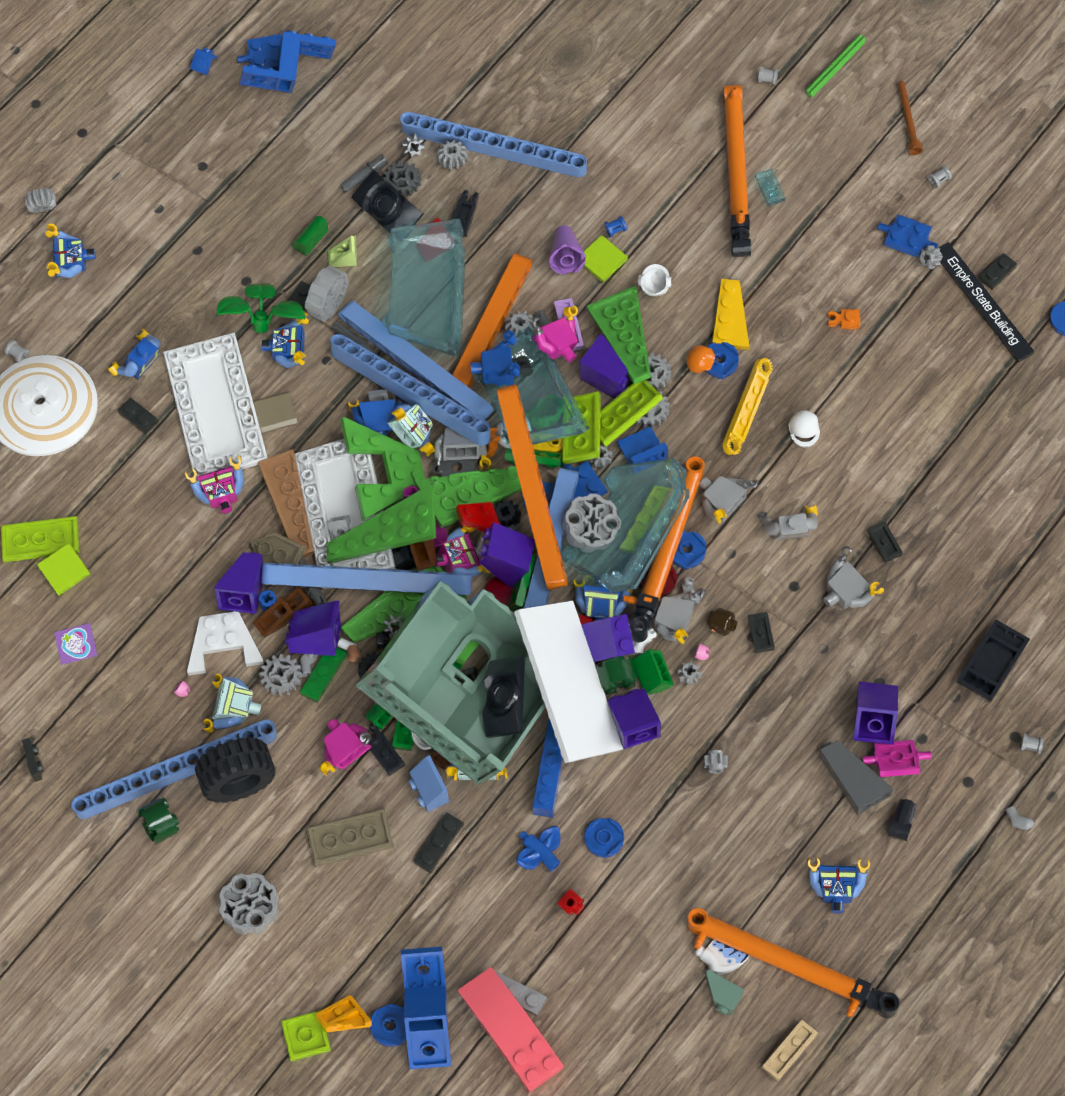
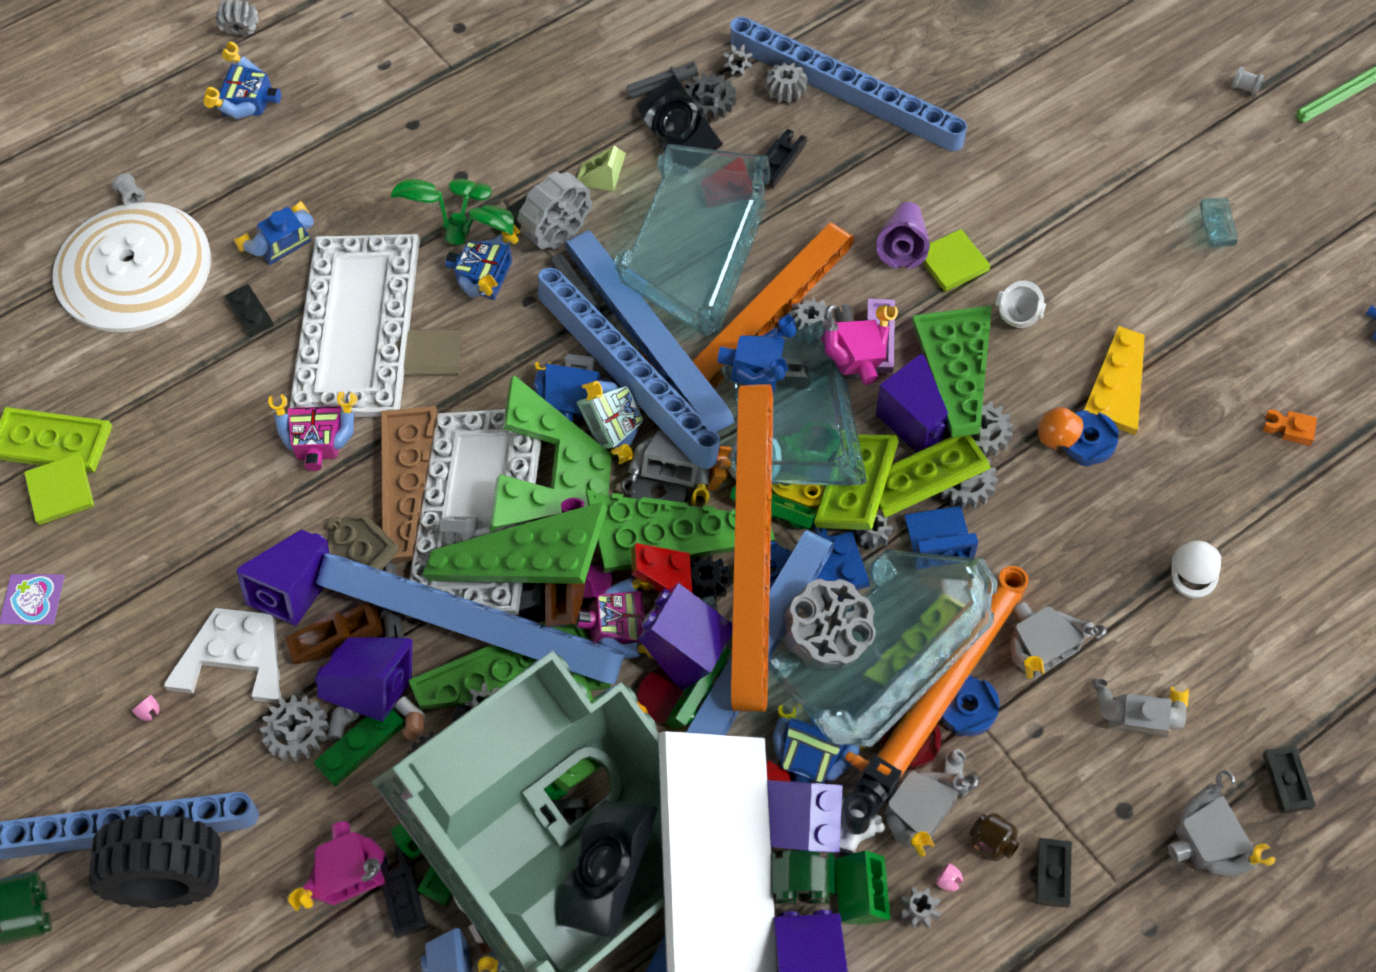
camera: 15 degrees right, 5 degrees down
(231, 704) = (204, 752): torso -> none
(264, 599) = (317, 608): blue bush -> none
(311, 235) = (565, 138): green brick -> none
(615, 226) = (975, 219): blue bush -> none
(737, 171) = (1174, 197): orange piece -> none
(747, 406) = (1114, 515): yellow plate -> none

